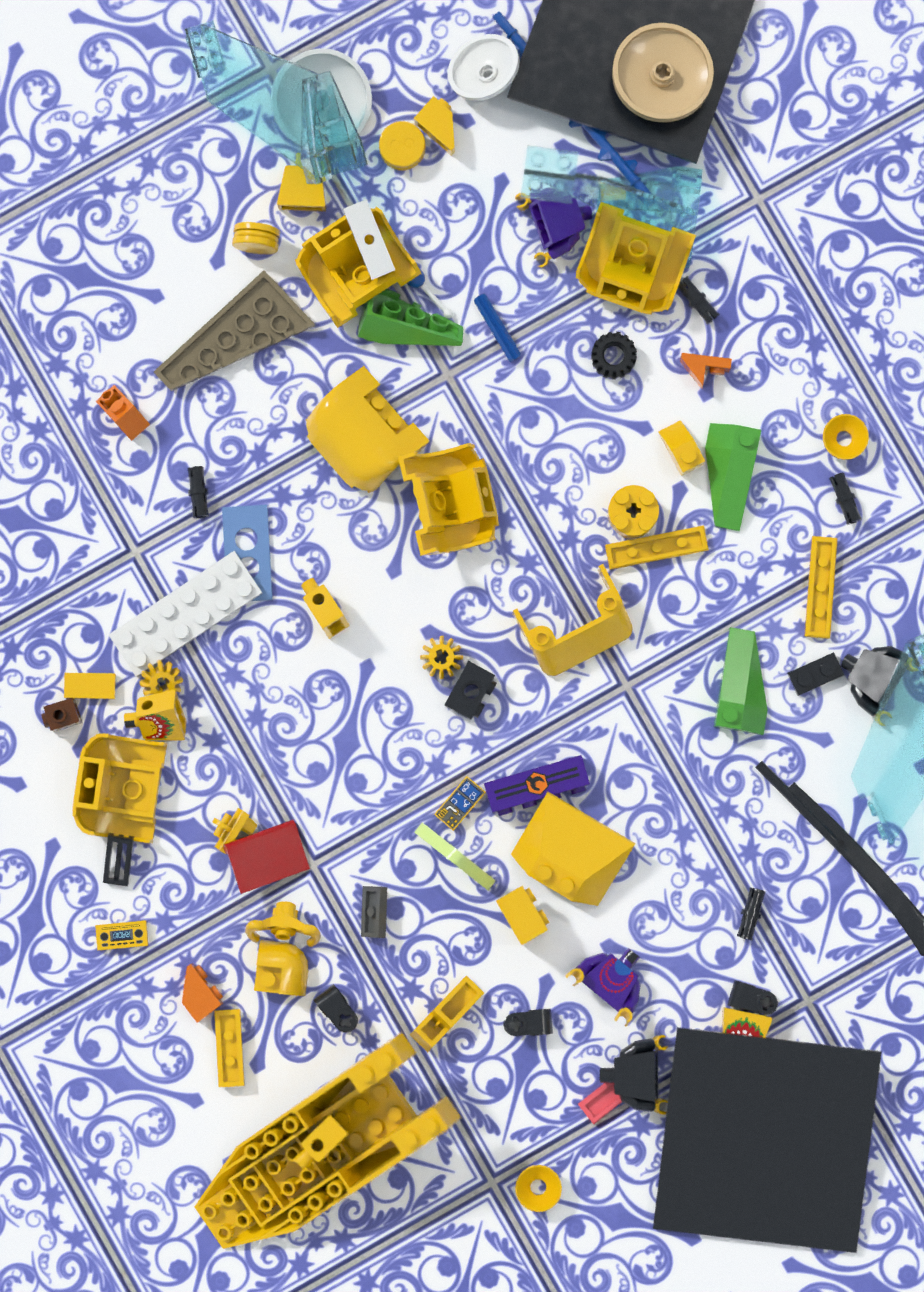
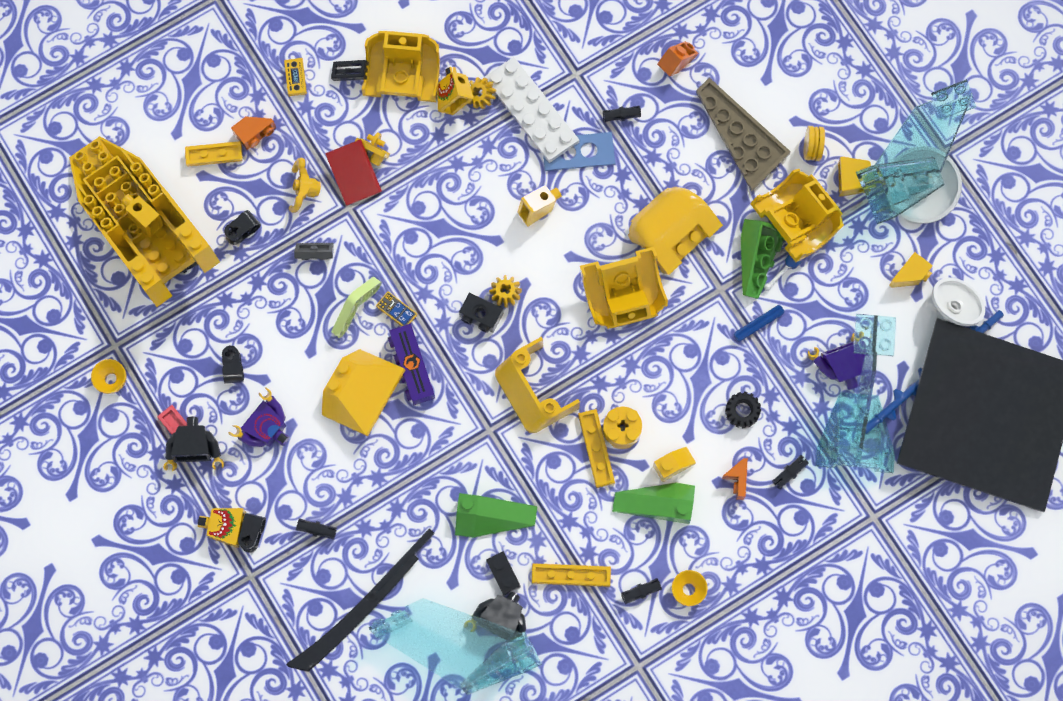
camera: 85 degrees right, 10 degrees down
(61, 715) = (454, 27): reddish brown brick -> none
(90, 685) = (476, 46): yellow tile -> none
(281, 969) = (271, 187): yellow brick -> none
(362, 224) = (828, 212): white tile -> none
(402, 145) = (893, 247): yellow head -> none
(446, 1013) = (239, 306): yellow slope -> none
(522, 914) = (310, 354): yellow brick -> none
(633, 261) = (816, 419): yellow piece -> none
(662, 72) = (965, 432): tan dish -> none
(766, 1139) = (143, 545): black baseplate -> none

